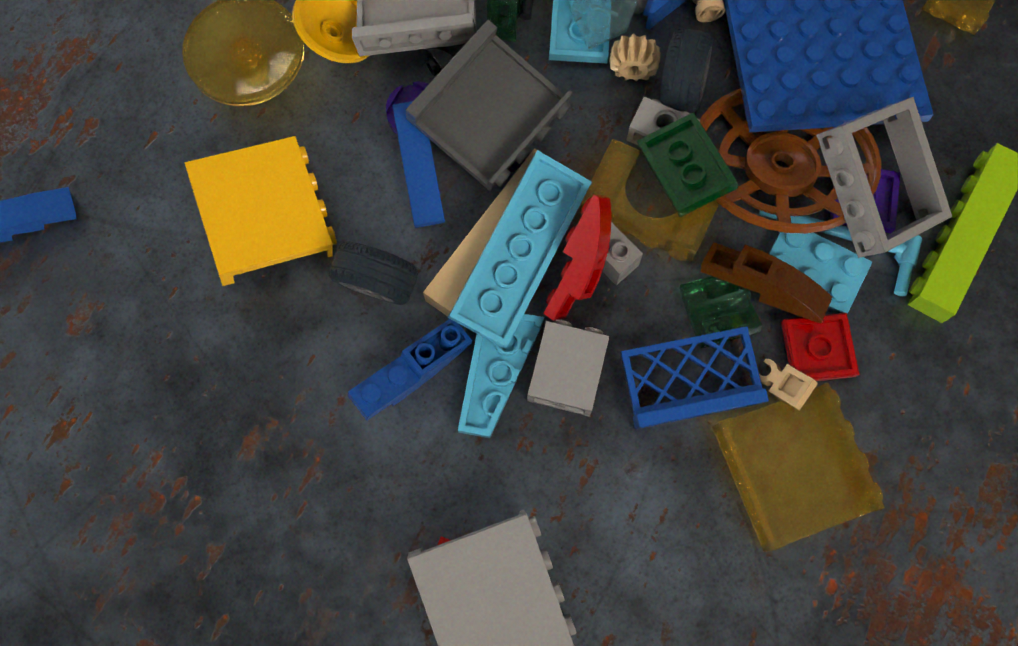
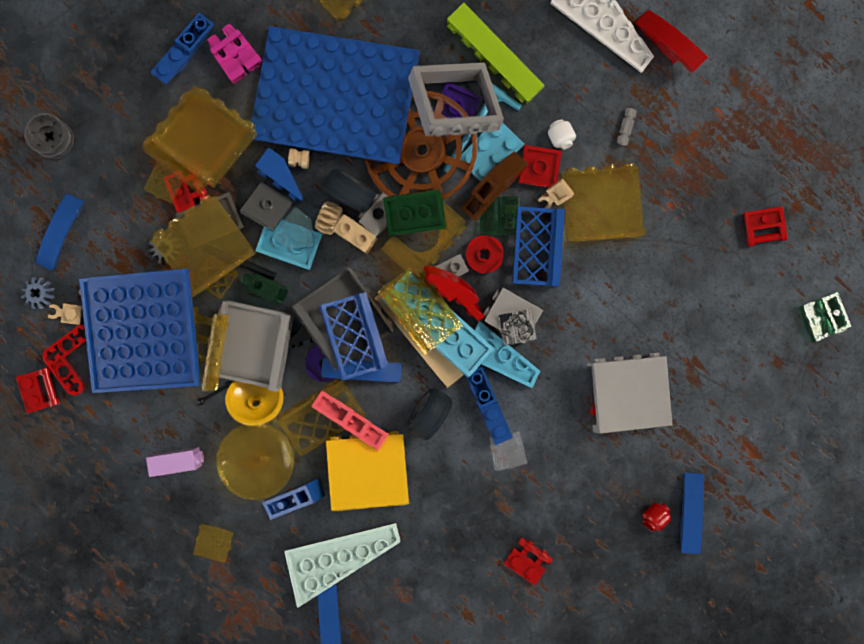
camera: 80 degrees left, 15 degrees up
(109, 193) = (327, 562): none -> light aqua wing
(112, 33) = (213, 543): none -> clear yellow piece
(158, 500) = (525, 566): none -> red plate
(199, 120) = (294, 499): none -> blue slope
(333, 159) = (350, 420): none -> coral slope
(342, 426) = (509, 453): none -> clear piece
(354, 113) = (304, 407): none -> clear yellow fence
(479, 146) = (369, 329): none -> blue fence
(514, 196) = (411, 320): none -> clear yellow fence
(552, 375) = (517, 327): none -> piece
(623, 94) = (355, 234): none -> tan panel
(652, 317) = (495, 256): none -> red plate
(886, 366) = (561, 134): none -> white head
(936, 472) = (626, 127): none -> light grey axle

